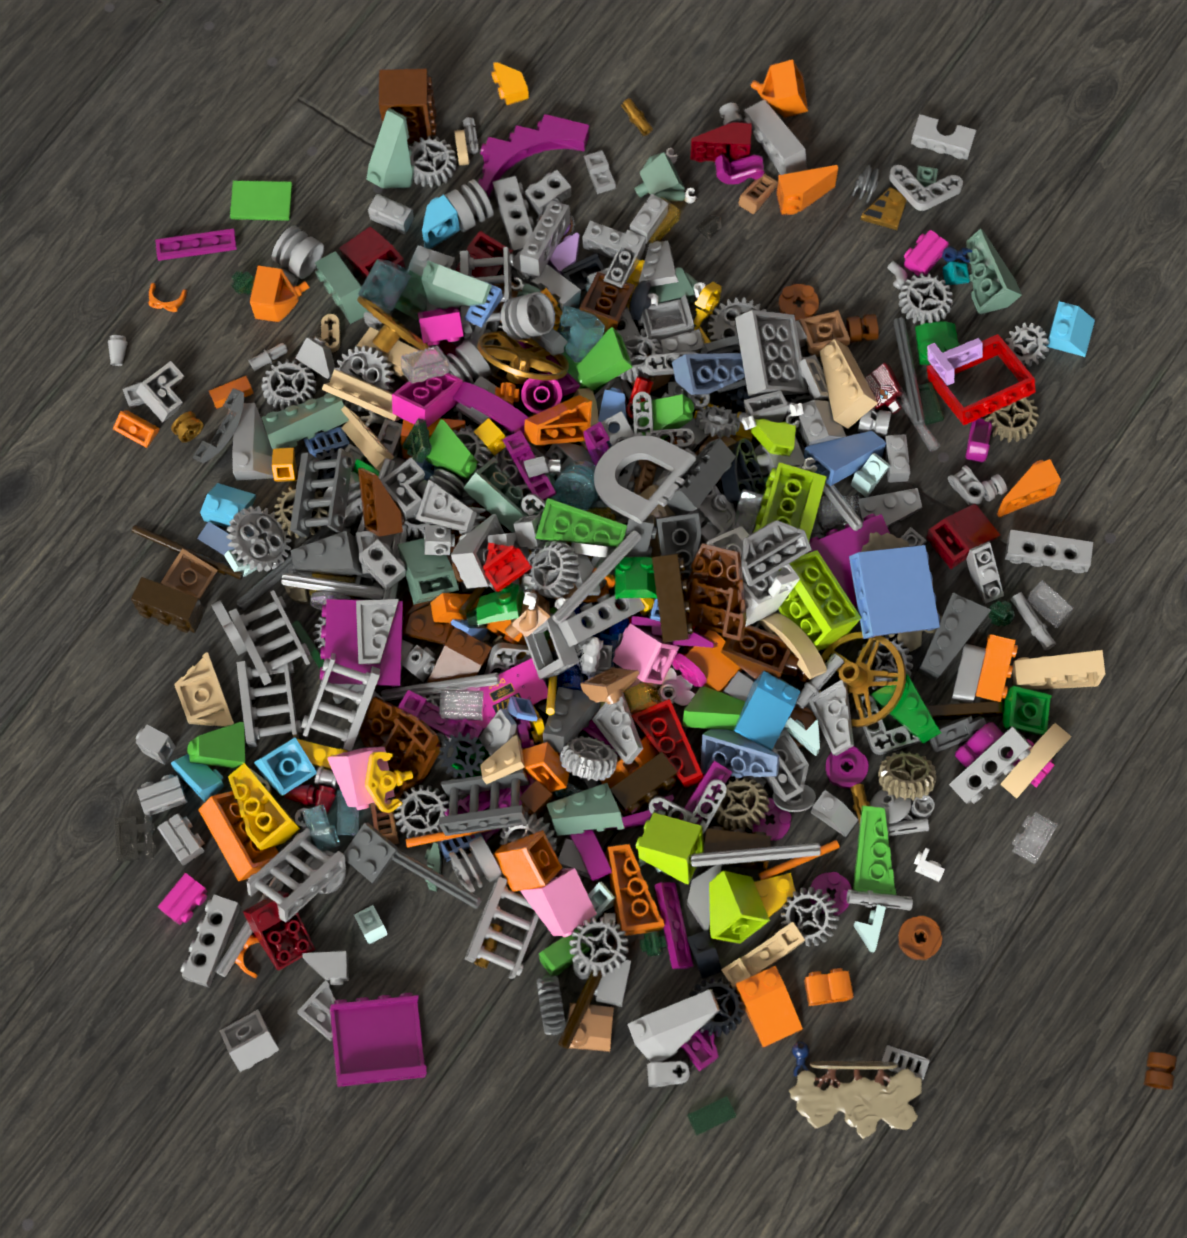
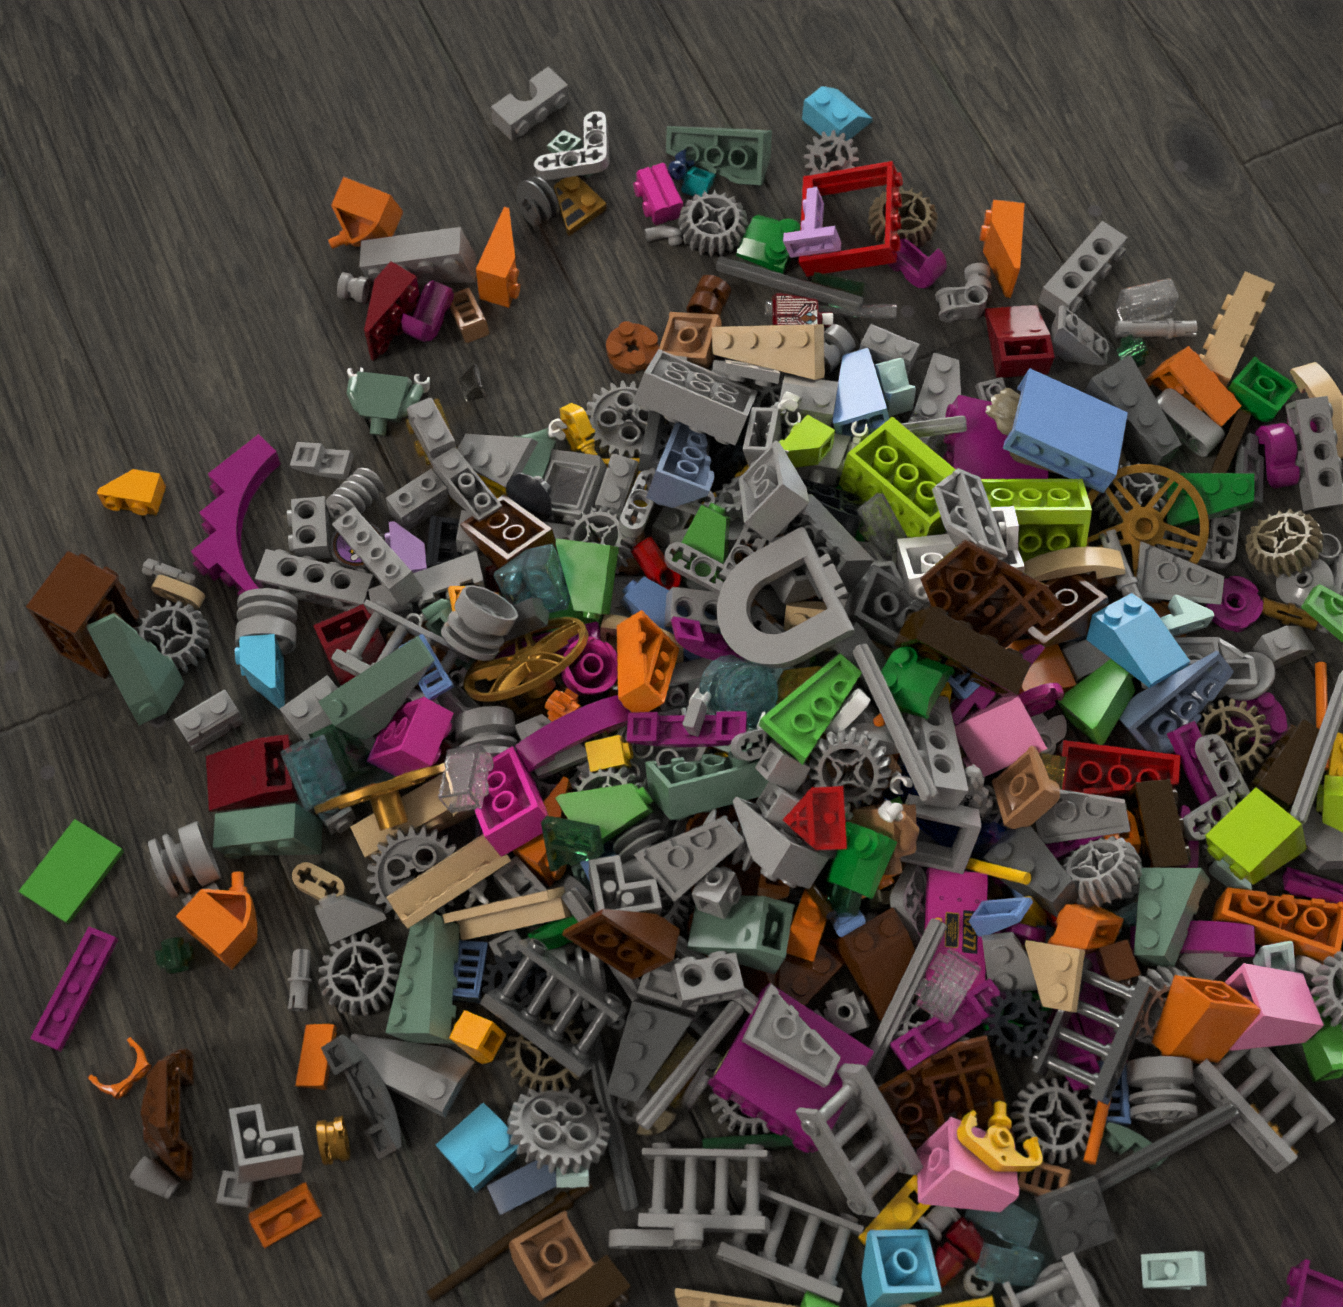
camera: 65 degrees left, 5 degrees down
(150, 324) = (162, 1111): none -> reddish brown wedge
(584, 202) = (355, 492): none -> light grey piece
(637, 117) = (280, 383): pearl gold pin -> none
(711, 429) = (772, 493): none -> light grey slope

